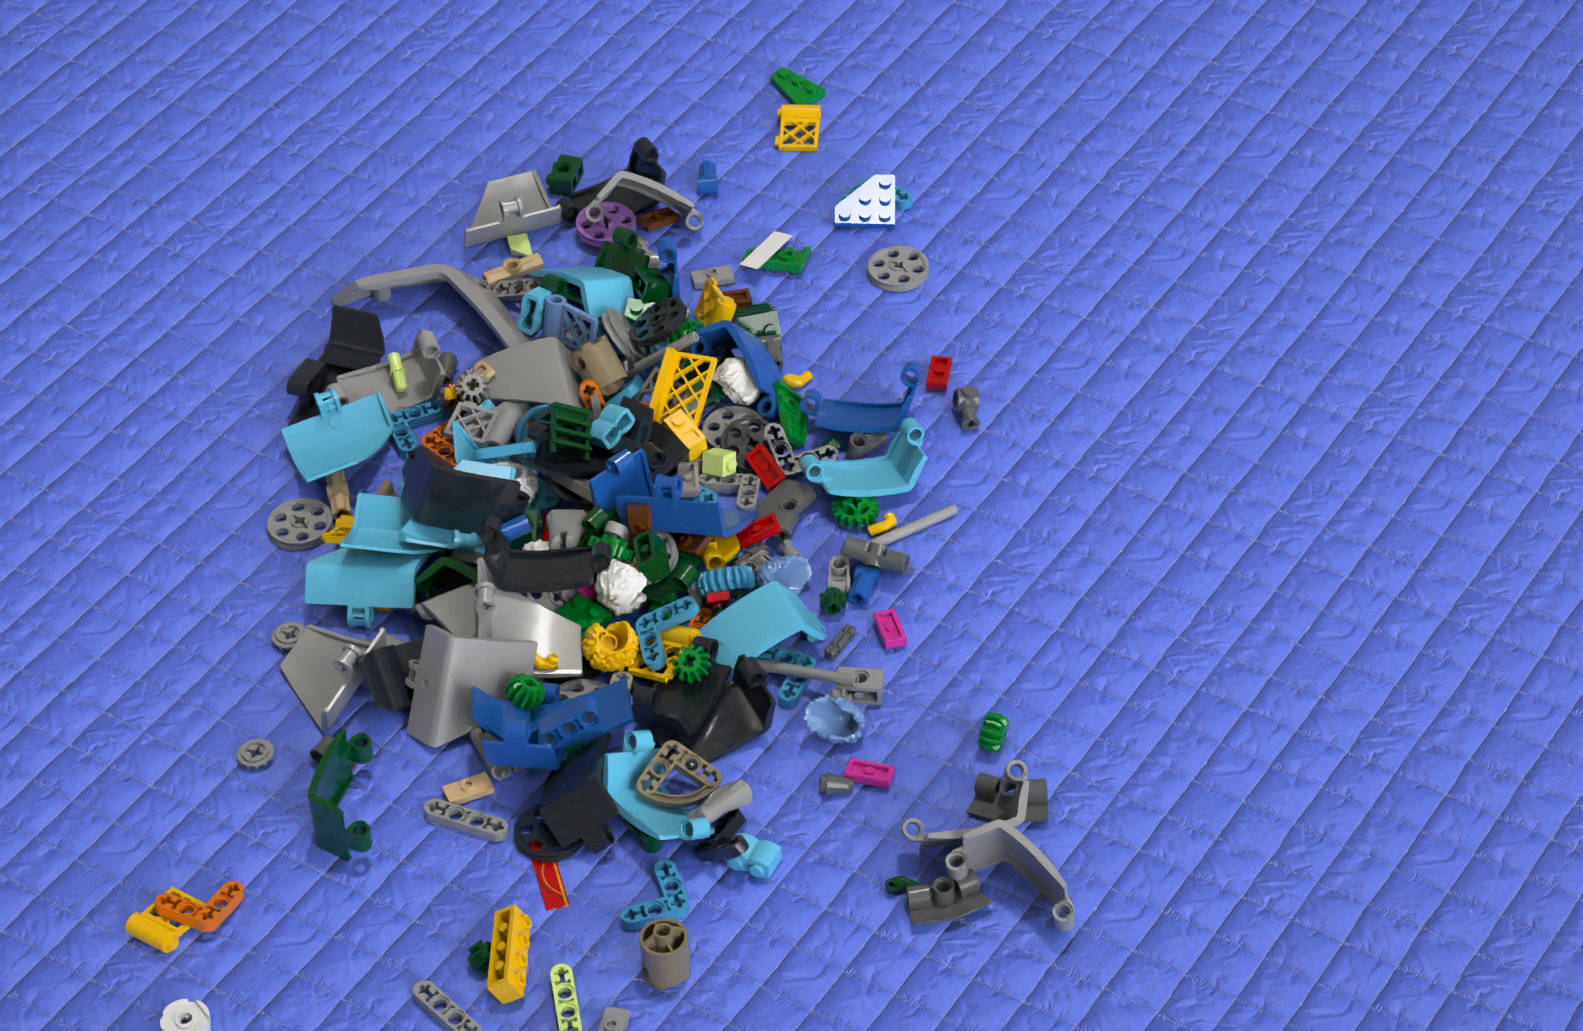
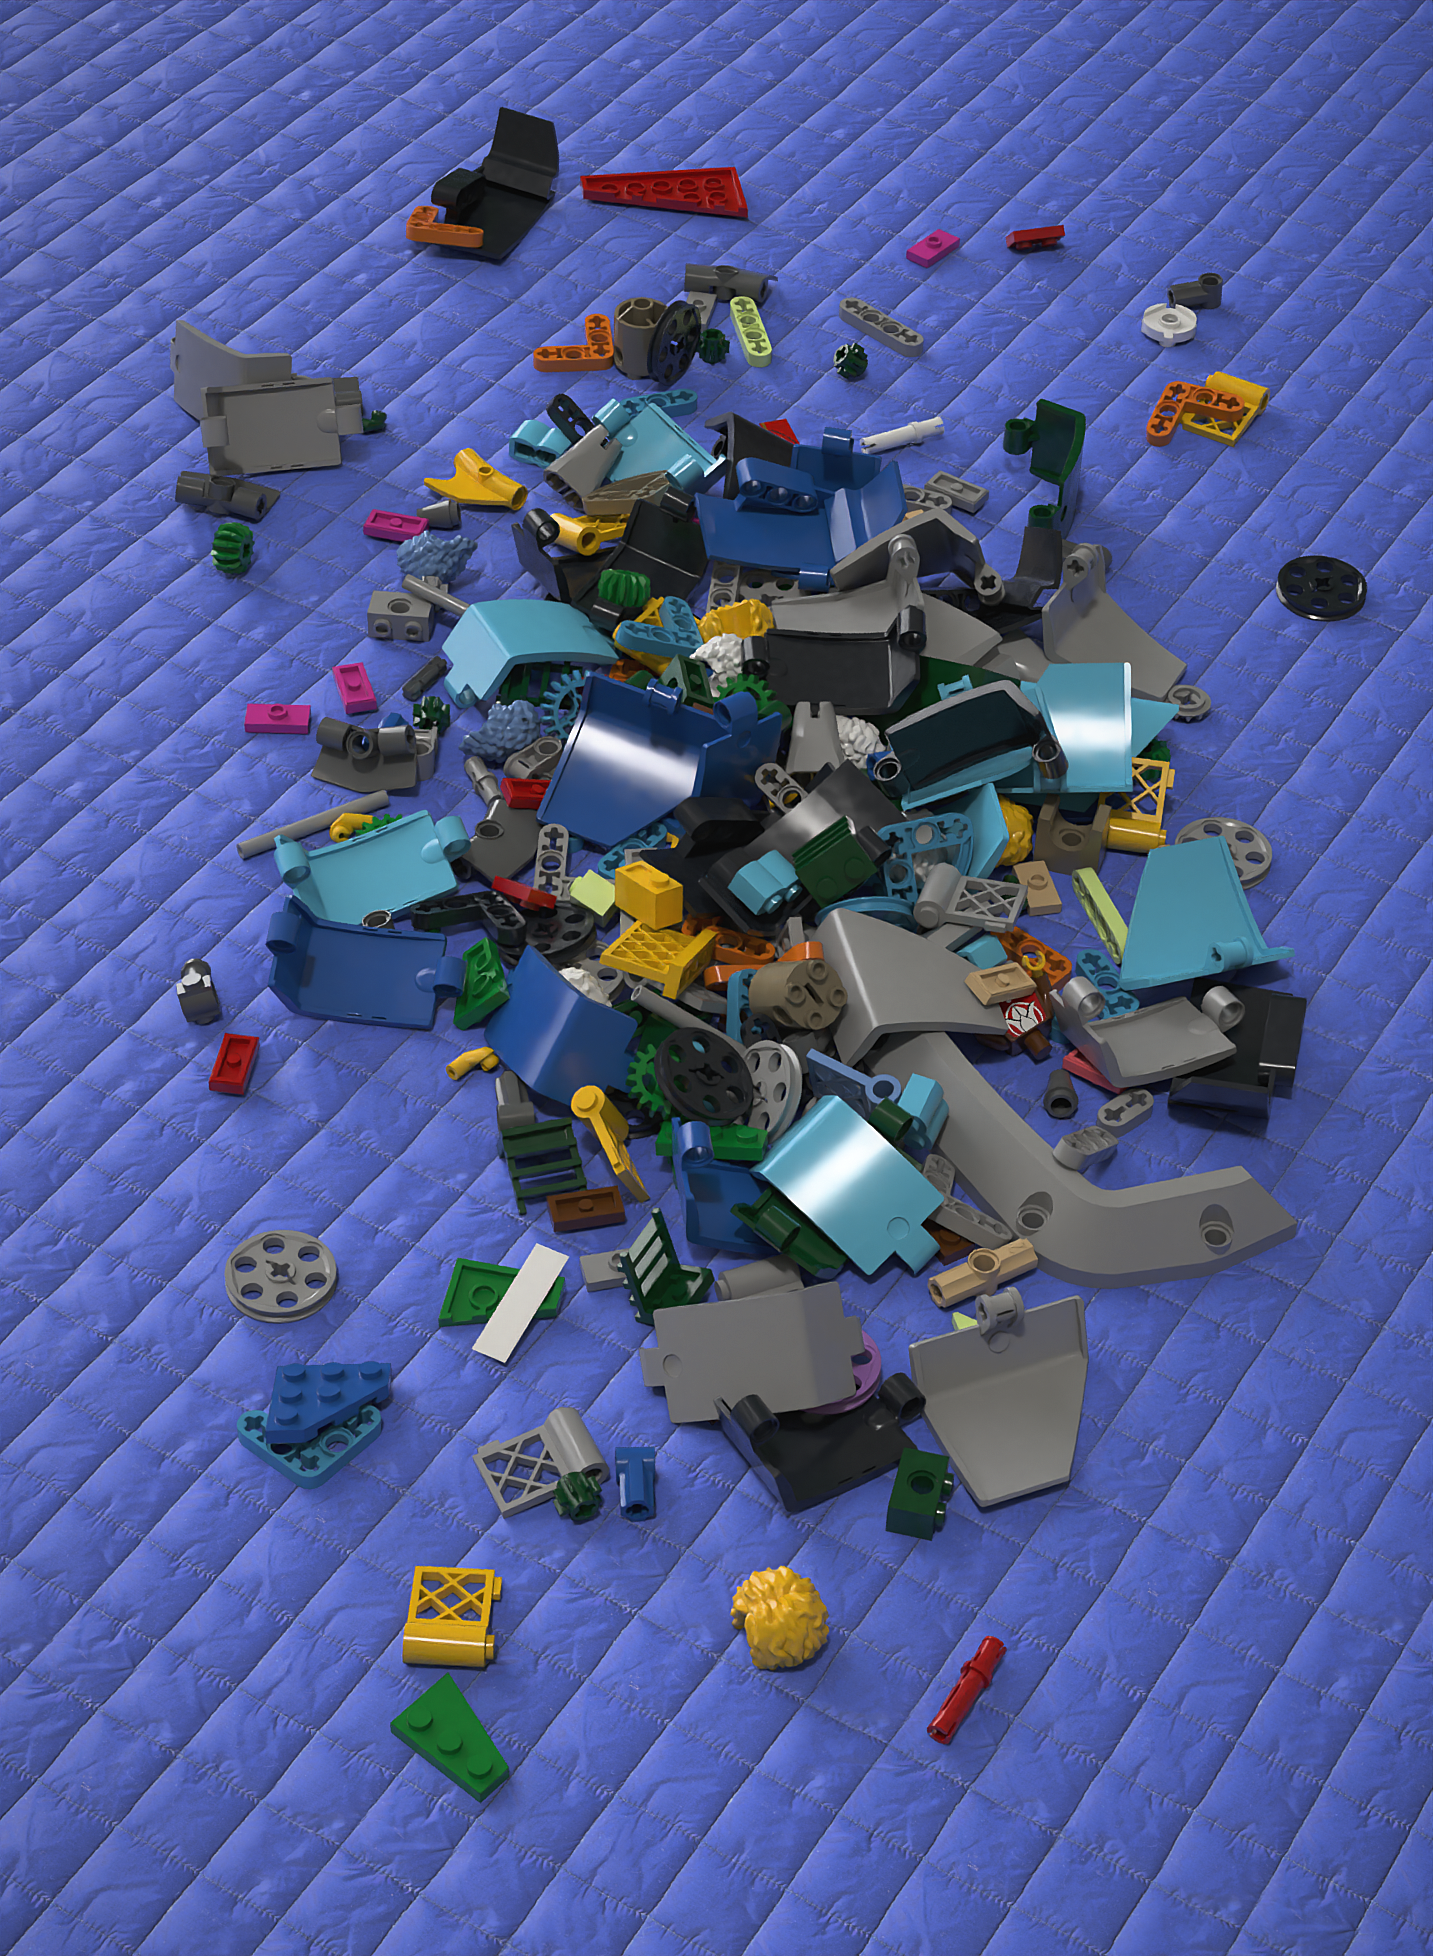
camera: 175 degrees right, 0 degrees up
(153, 740) = (1318, 580): none -> black wedge
(253, 747) = (1173, 564): light grey gear -> none
(390, 467) = (1100, 911): none -> yellowish green beam
(397, 372) = (1135, 1046): yellowish green axle -> none
(417, 821) = (960, 491): none -> light grey plate
(443, 882) = (913, 432): none -> white pin
(447, 311) = (1085, 1147): none -> light grey beam
(478, 391) = (996, 948): light grey gear -> none
(509, 954) = (819, 353): yellow brick -> none
(525, 691) = (837, 542): green gear -> none
(543, 117) = (975, 1676): none -> red pin
(546, 663) = (825, 596): yellow arm -> none
(602, 974) = (712, 346): none -> dark green gear
(626, 939) = (679, 324): none -> black wedge
(641, 118) = (780, 1617): none -> yellow hair
(650, 284) = (737, 1184): dark green brick -> none
(691, 255) = (656, 1274): none -> dark green plate
(713, 972) = (588, 359): none -> orange beam
(727, 758) = (588, 531): none -> yellow piece
(737, 168) = (577, 1496): none -> dark green gear
(744, 193) = (564, 1441): none -> light grey piece
(805, 813) = (479, 483): none -> yellow pin
(942, 607) = (277, 718): none -> dark pink plate

